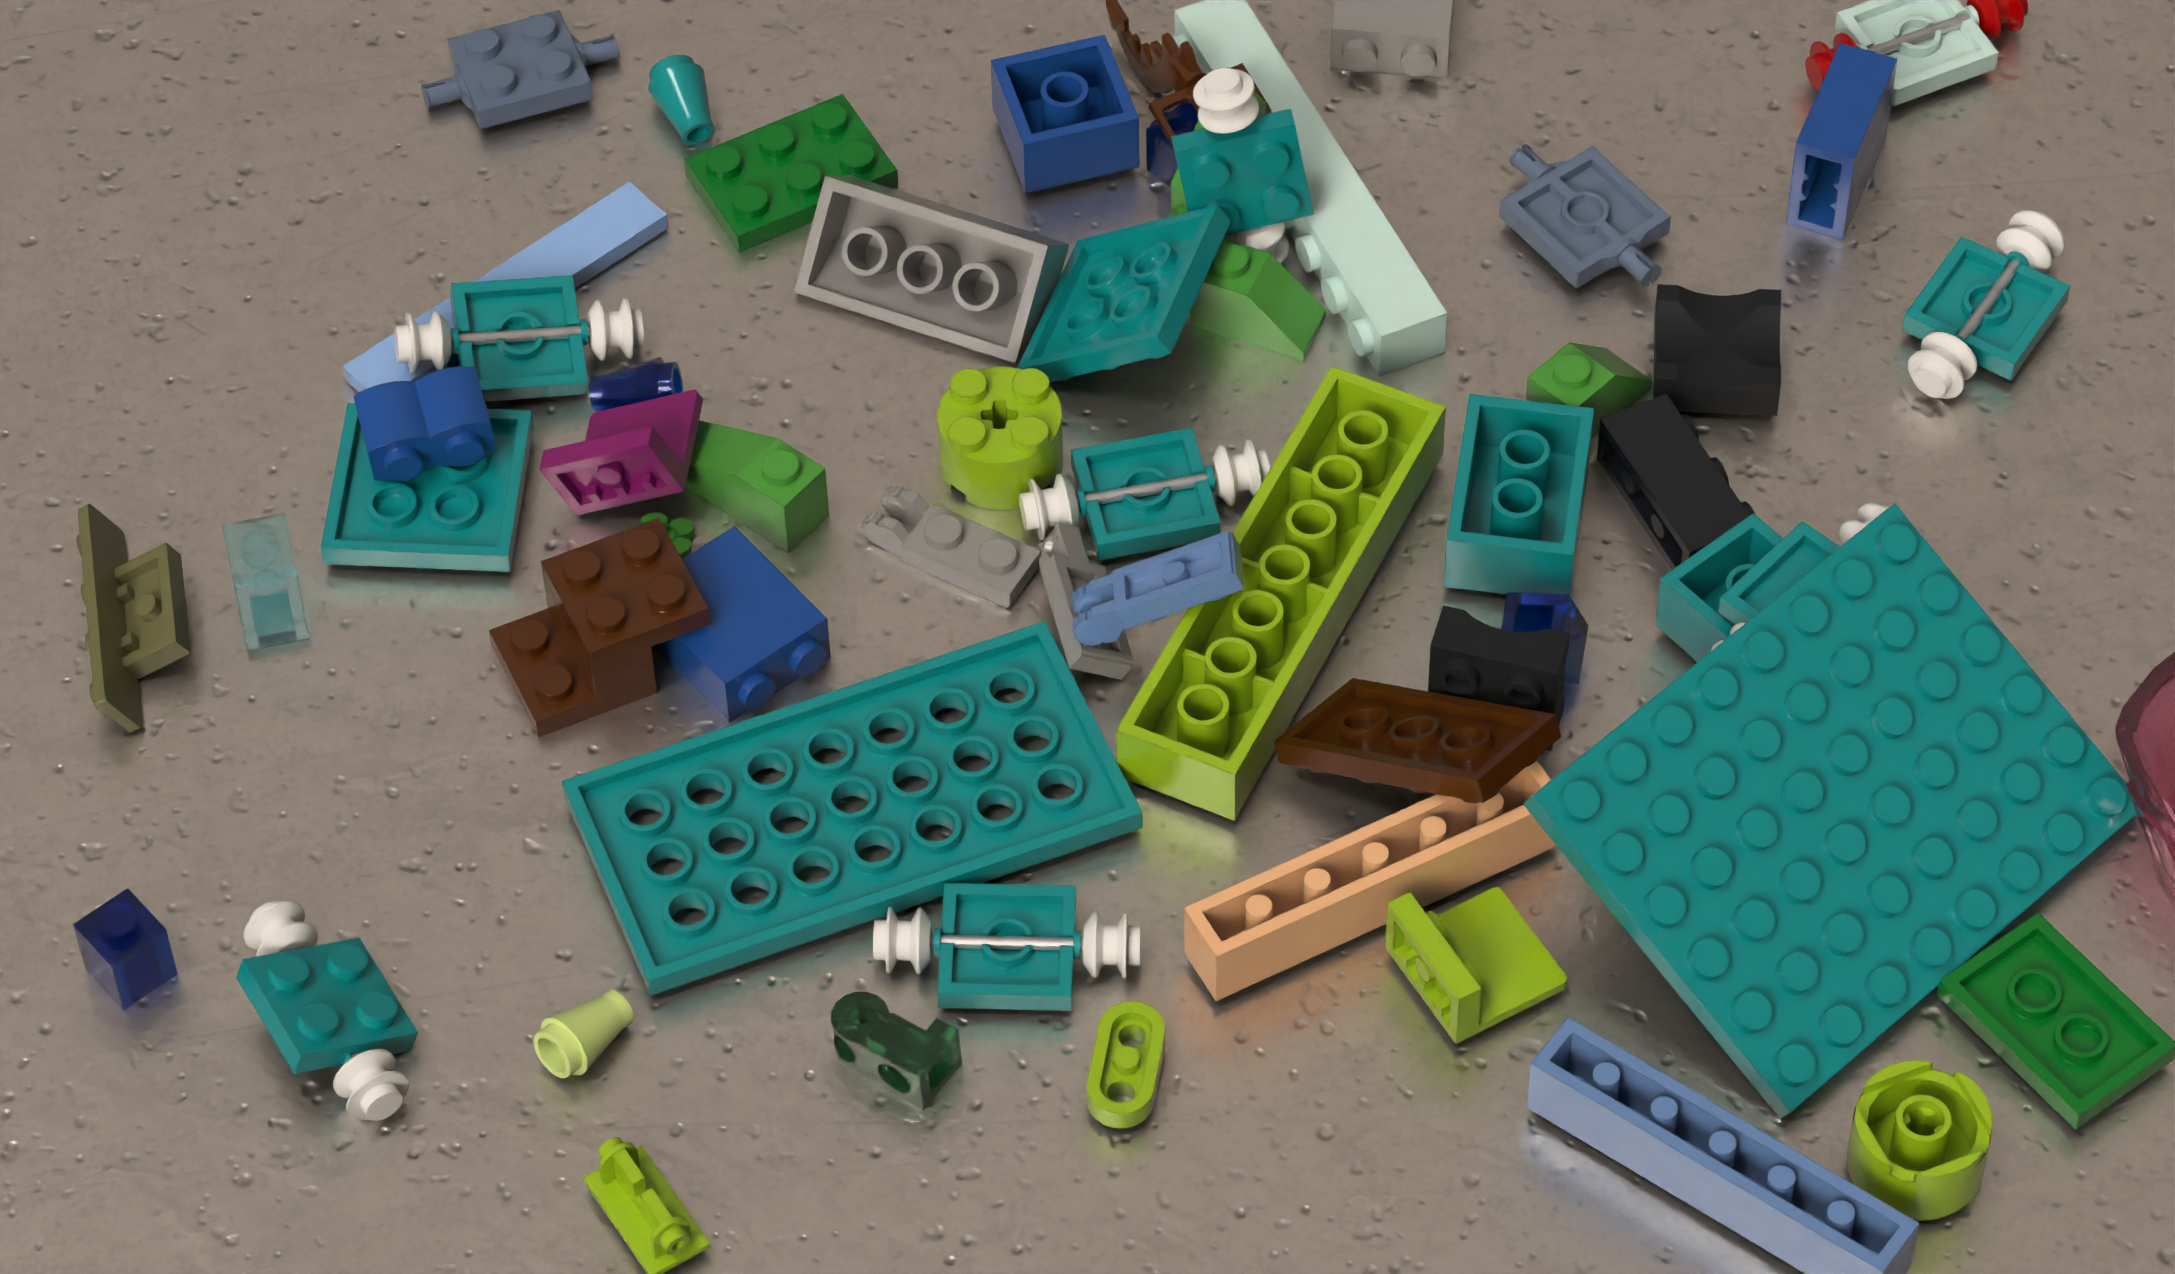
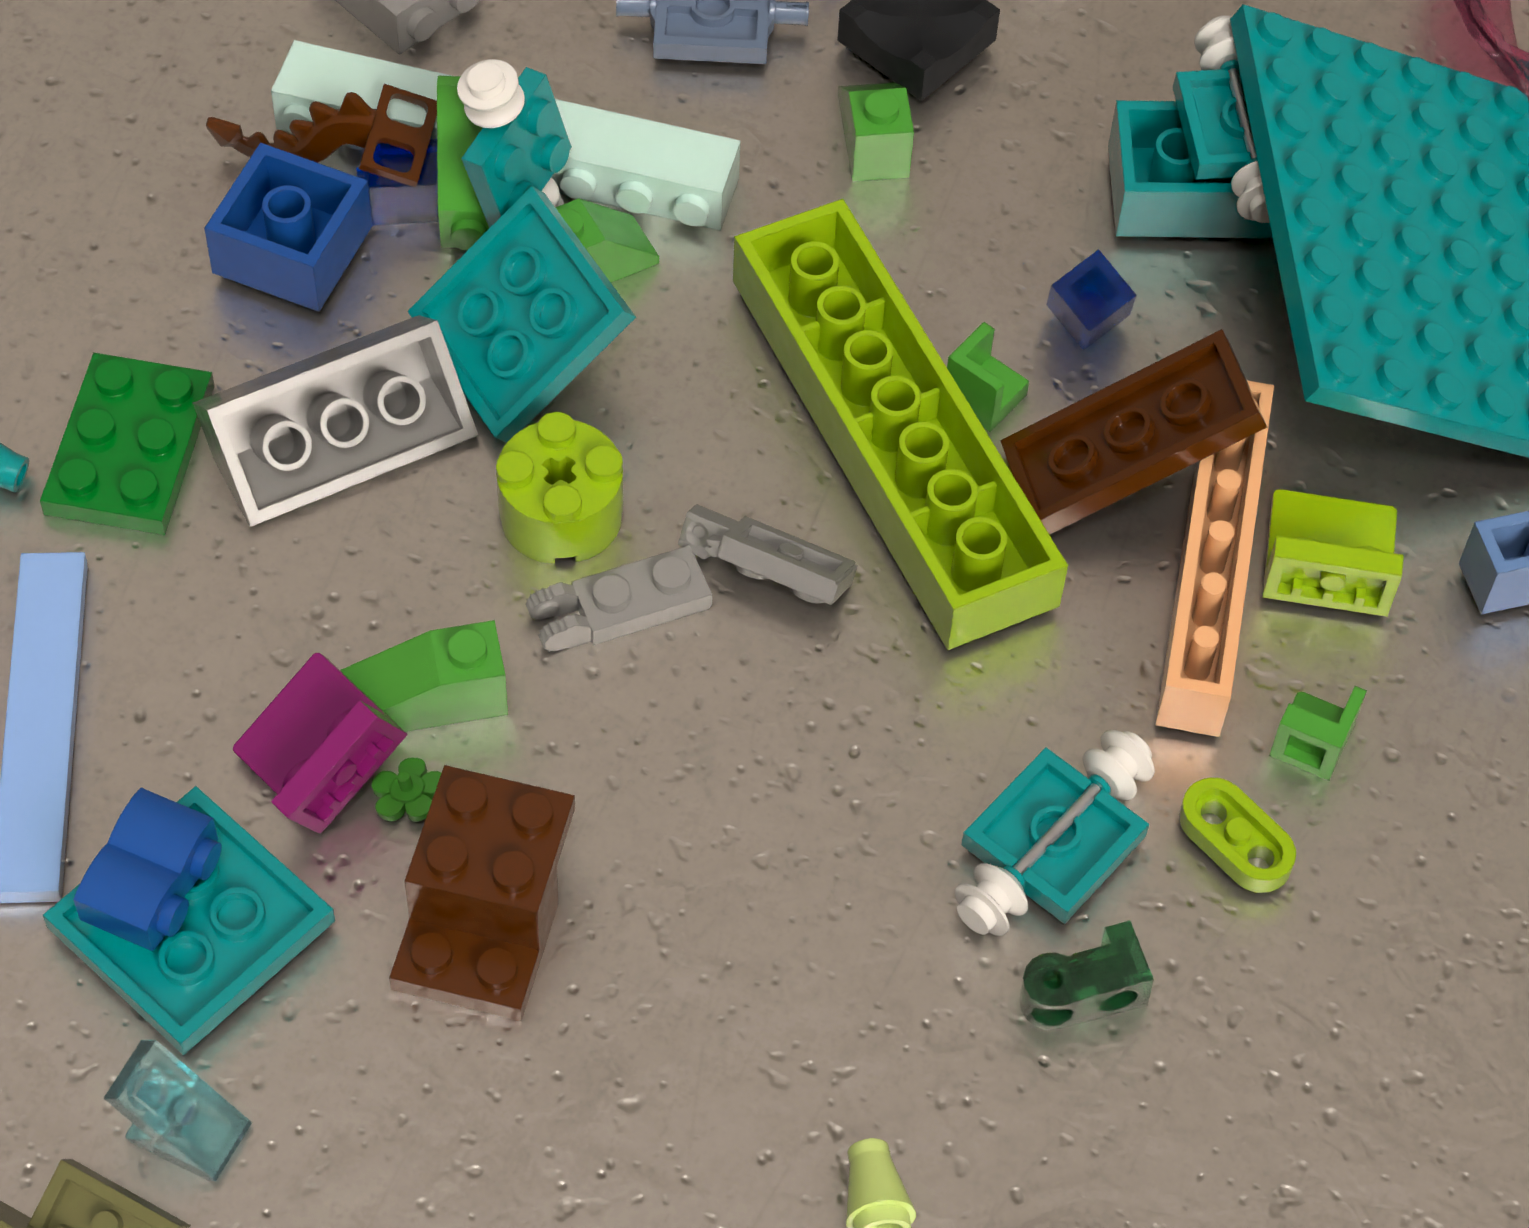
camera: 55 degrees left, 5 degrees up
(520, 336) = (109, 740): teal plate -> none
(635, 384) = (245, 696): clear blue cone -> none
(758, 629) = (597, 766): blue brick -> none
(832, 839) = (908, 898): teal piece -> none
(1144, 492) = (701, 441): teal plate -> none
(1157, 588) = (849, 485): medium blue hinge -> none
(1284, 1063) = (1316, 732): none -> bright green panel
(1398, 624) = (985, 381): none -> bright green panel
(1498, 664) = (1111, 342): black brick -> none
(1518, 496) = (949, 223): teal brick -> none
(1668, 478) = (1018, 137): black brick -> none

